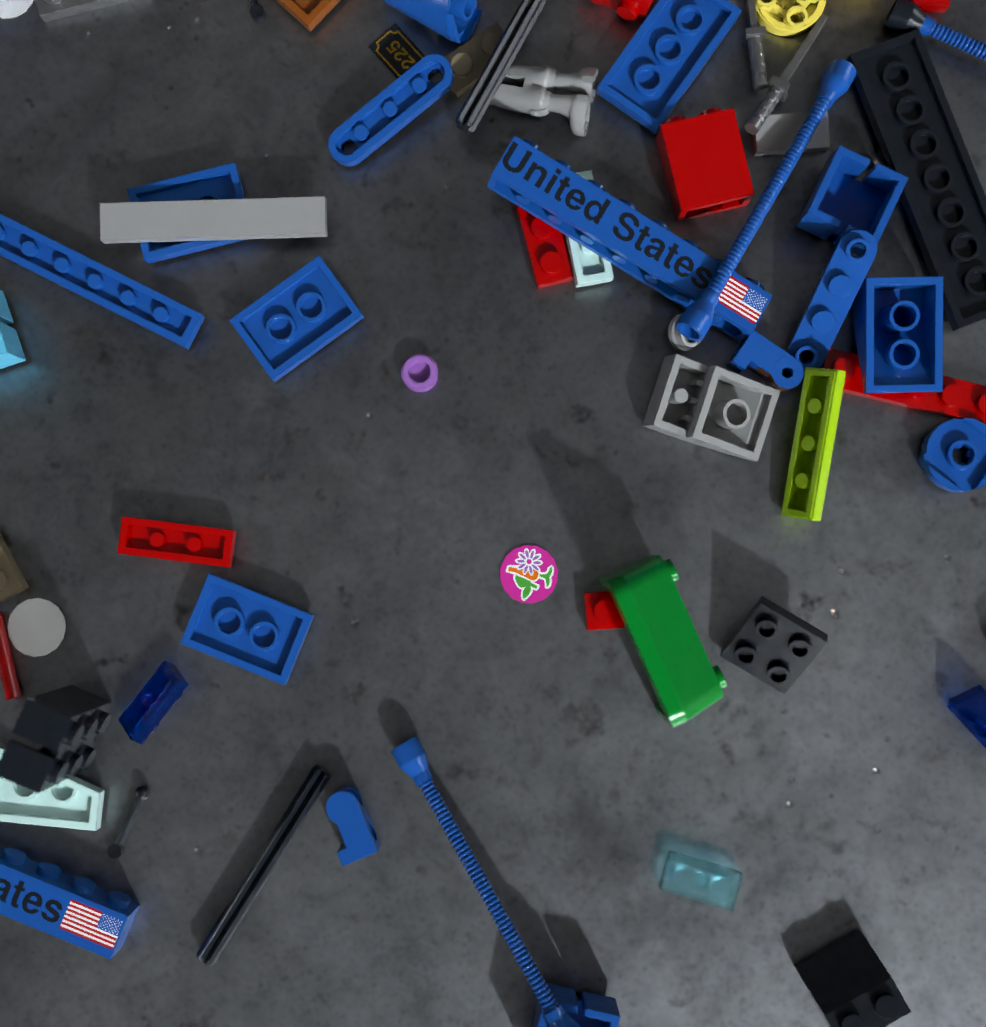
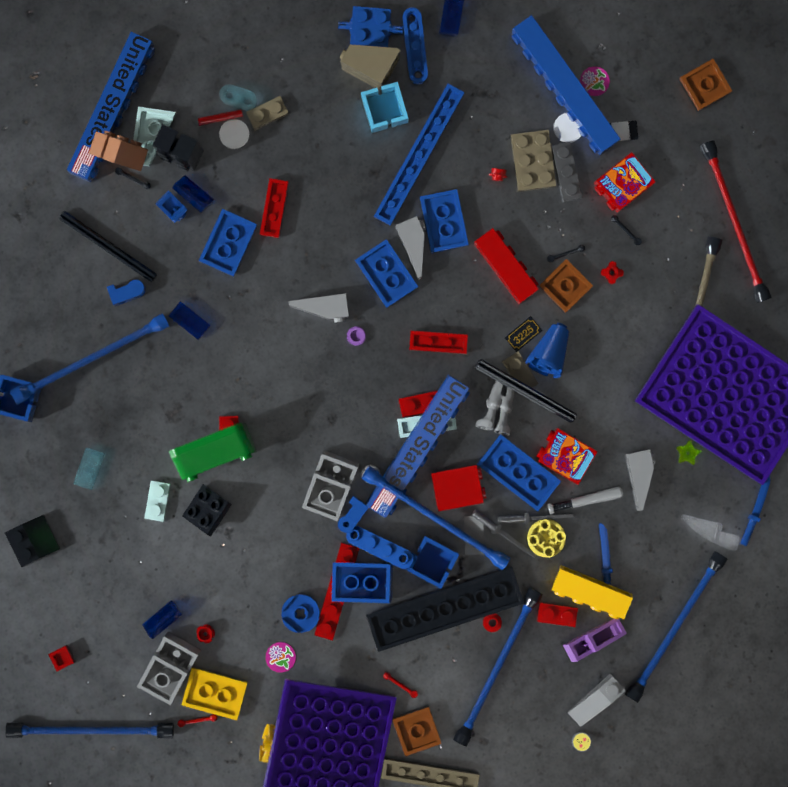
camera: 90 degrees right, 0 degrees up
(63, 857) = (118, 150): none -> nougat piece
(70, 51) = (533, 160): none -> dark tan plate
(97, 114) = (498, 174): none -> red plate
(180, 742) = (172, 207): none -> blue bracket
(213, 220) = (437, 233): light grey tile -> none
(231, 269) = (412, 238): none -> light grey slope
(273, 89) = (506, 266): none -> red brick
(366, 431) = (328, 307): none -> light grey slope
(391, 110) = (492, 326): blue plate -> none
(403, 697) = (189, 320): none -> clear blue plate
(425, 213) = (438, 342): none -> red plate
(529, 574) = (249, 388): sticker -> none
(757, 743) = (157, 501): none -> light aqua plate
(813, 443) = (309, 536): lime brick -> none
(963, 83) = (492, 628): none -> red plate

